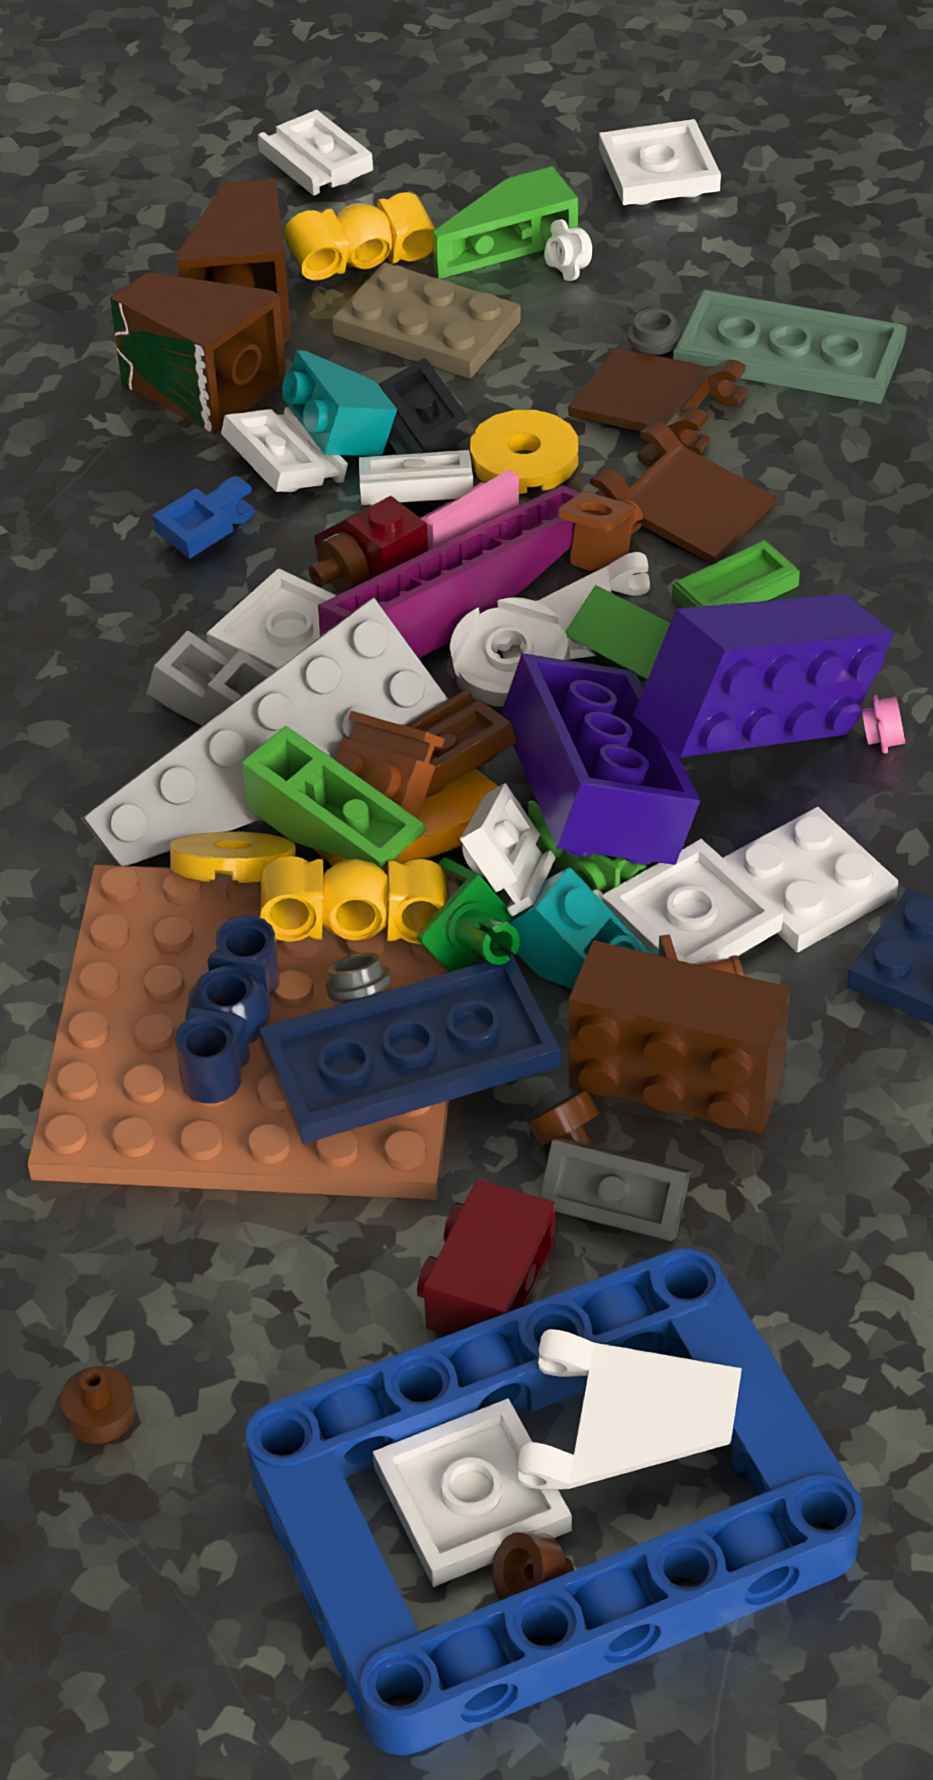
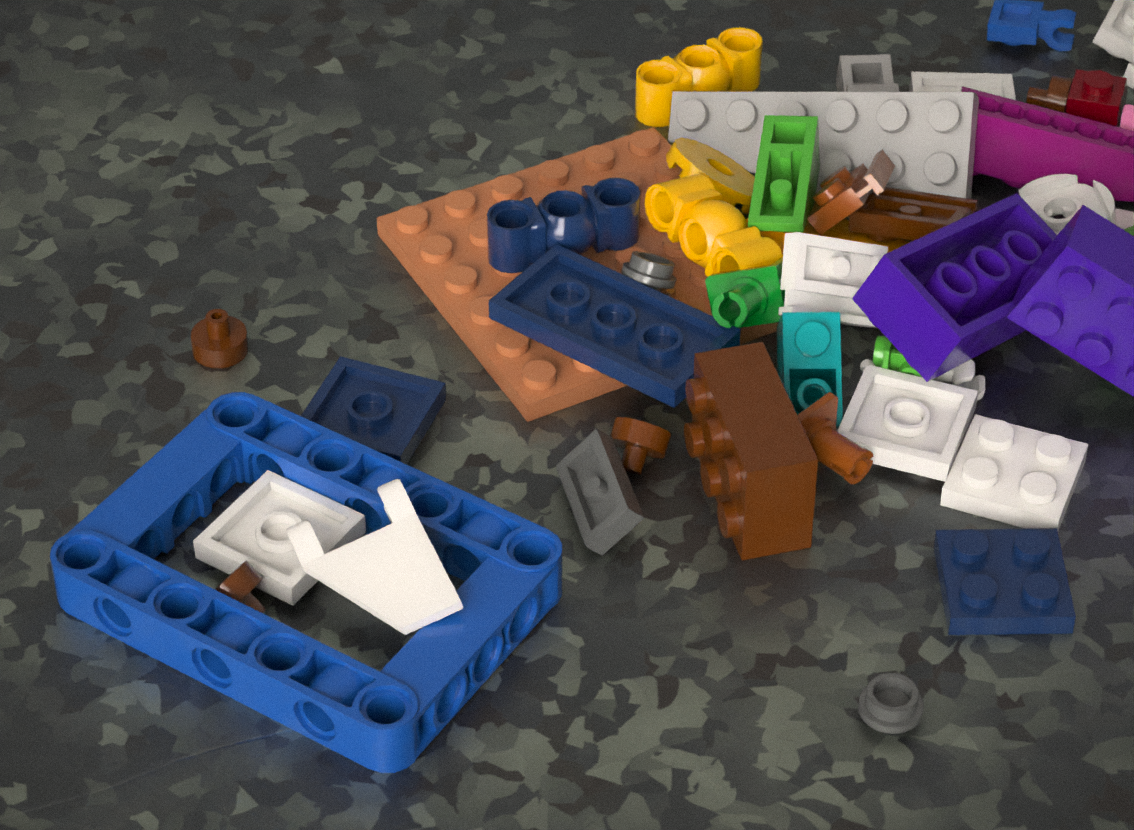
camera: 55 degrees right, 5 degrees down
(53, 789) = (722, 65): none -> yellow piece
(340, 1314) = (377, 406): none -> dark blue plate
(489, 1257) = (481, 453): dark red brick -> none

